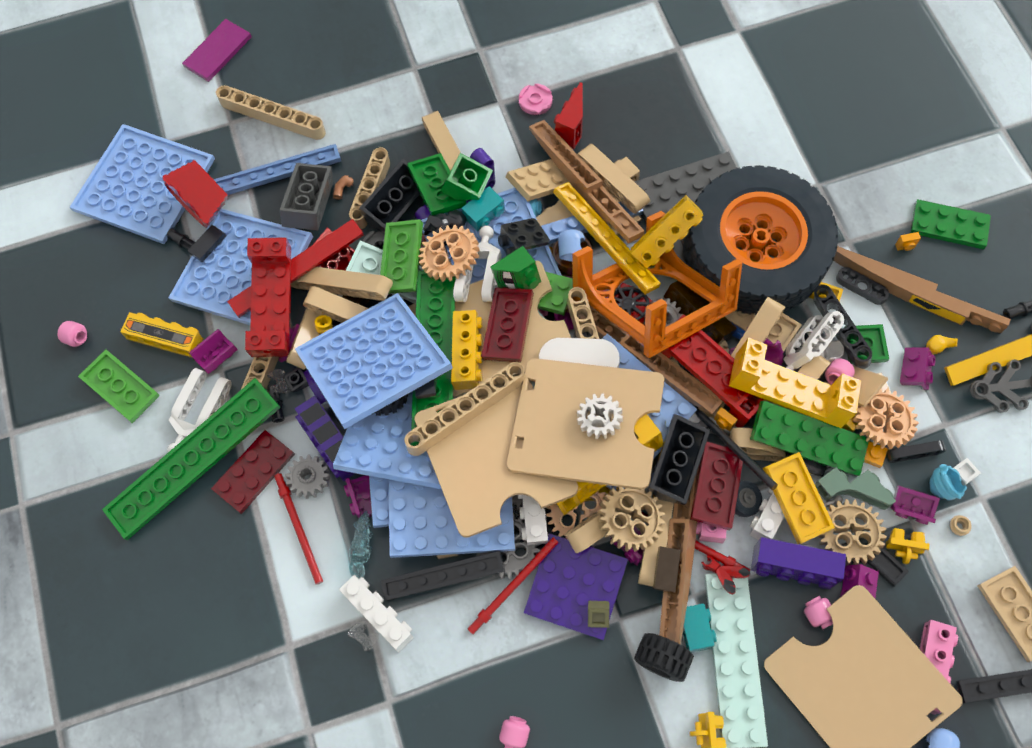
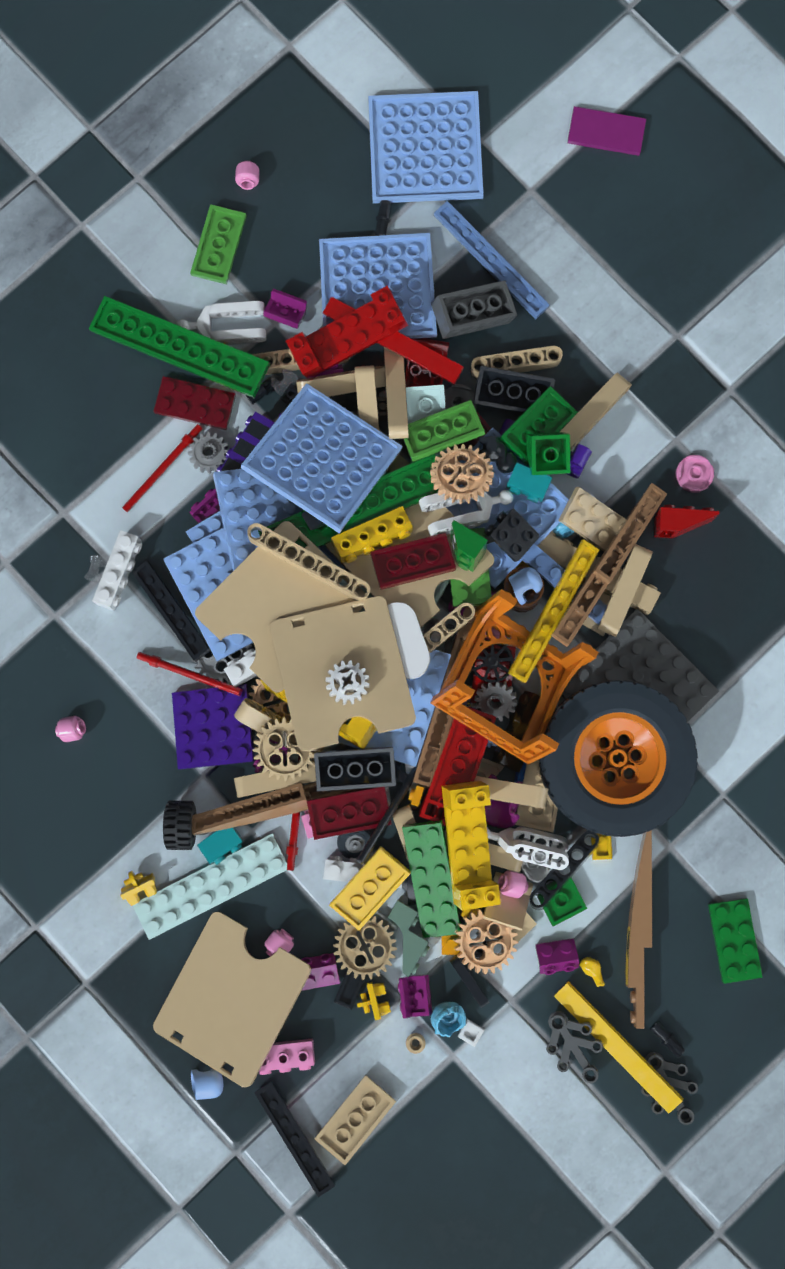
camera: 65 degrees right, 15 degrees up
(161, 334) = (281, 254): yellow brick -> none
(196, 192) = (426, 207): red piece -> none
(207, 243) = (386, 243): black tile -> none
(271, 112) = (558, 215): tan beam -> none
(320, 320) = (351, 390): yellow bush -> none
(338, 189) = (507, 332): nougat arm -> none
(360, 549) = (166, 529): clear light blue animal -> none
(598, 614) = (195, 755): olive slope -> none
(666, 232) = (573, 667): yellow brick -> none
(666, 569) = (252, 797): dark brown tile -> none
(725, 573) = (278, 849): red piece -> none
(798, 563) = (312, 909): dark purple brick -> none
(877, 288) = (632, 862): black beam -> none
(908, 241) = (691, 904): light orange plate -> none

